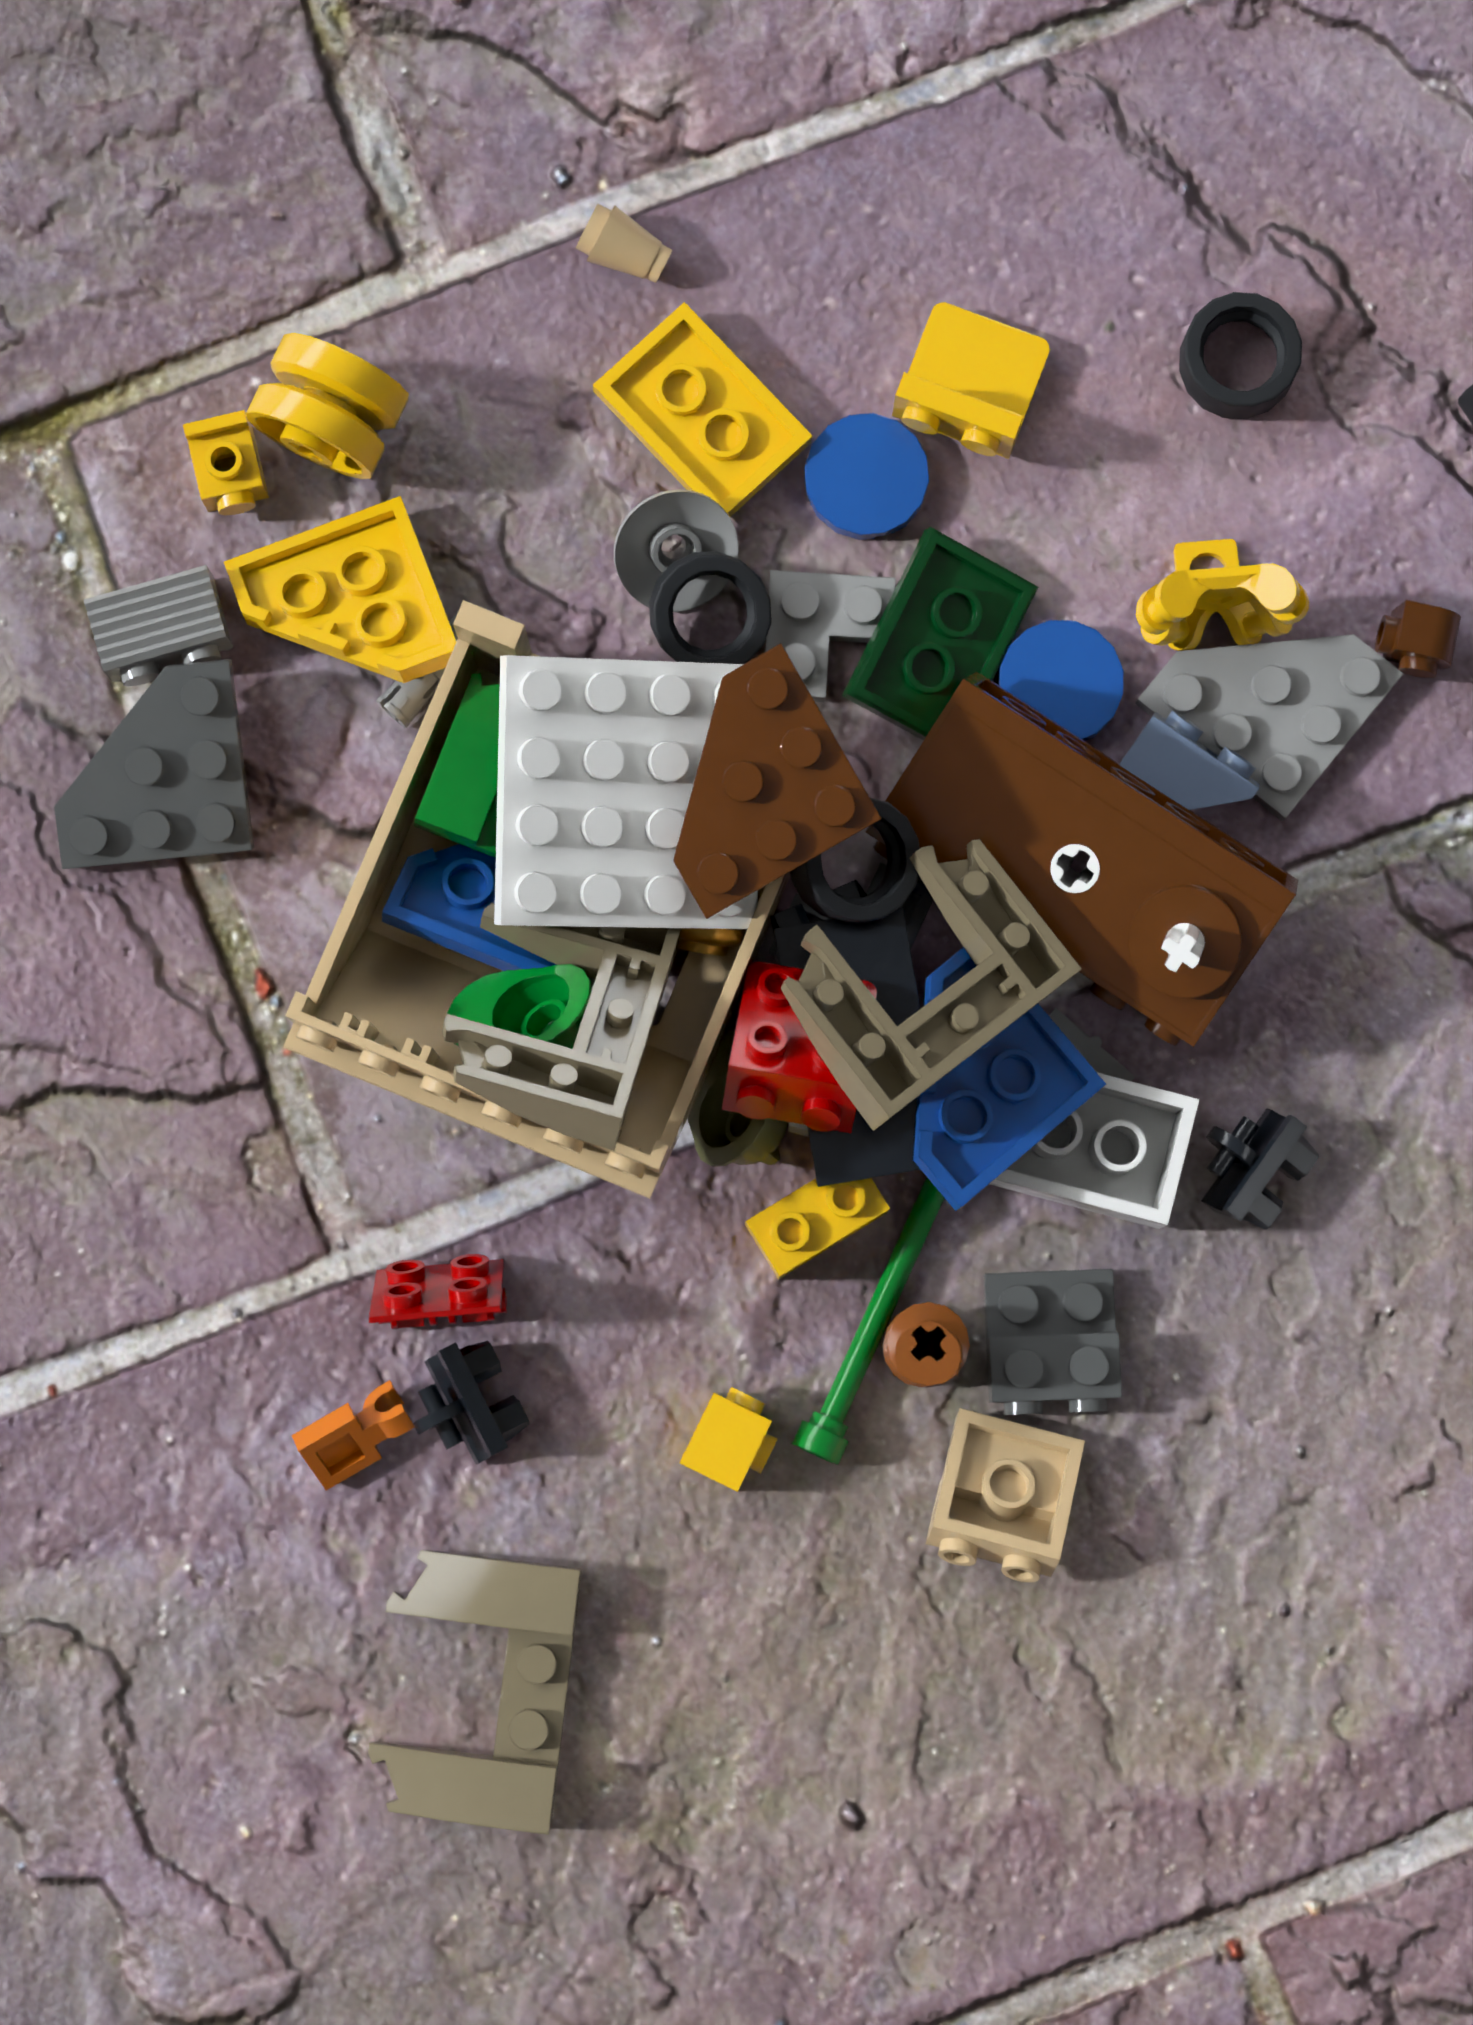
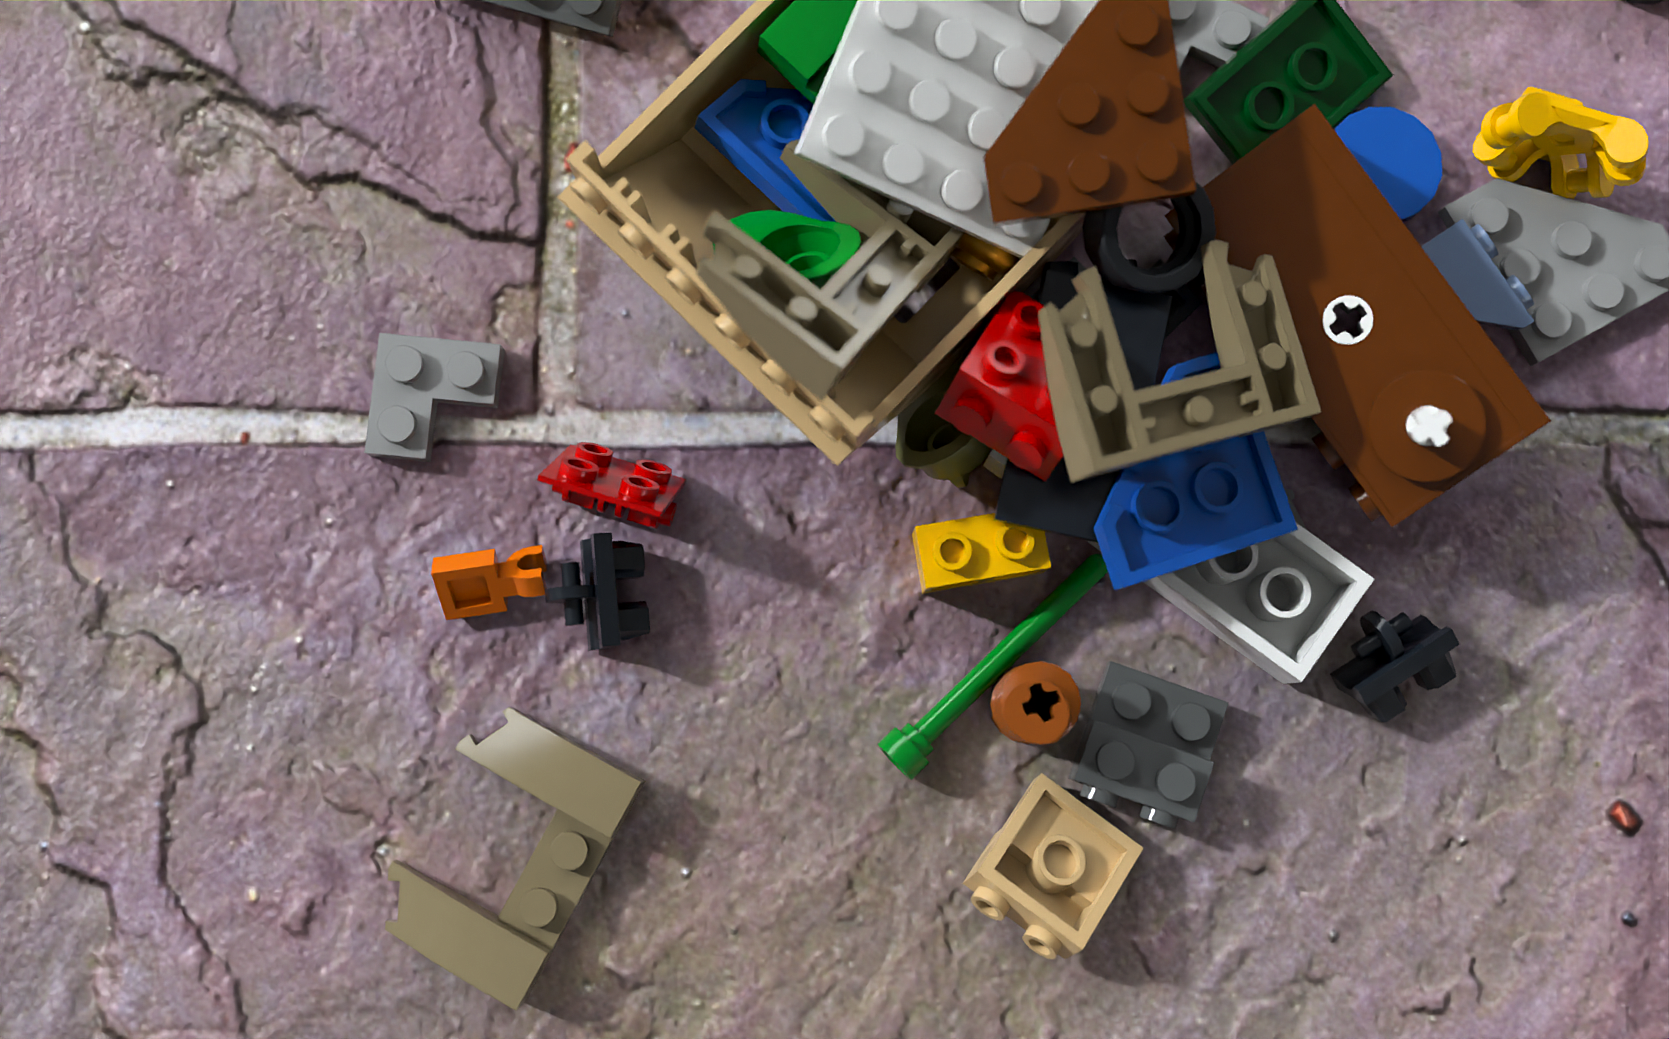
camera: 20 degrees right, 0 degrees up
(196, 1270) = (416, 376): none -> light grey plate
(730, 1439) = (823, 718): yellow brick -> none

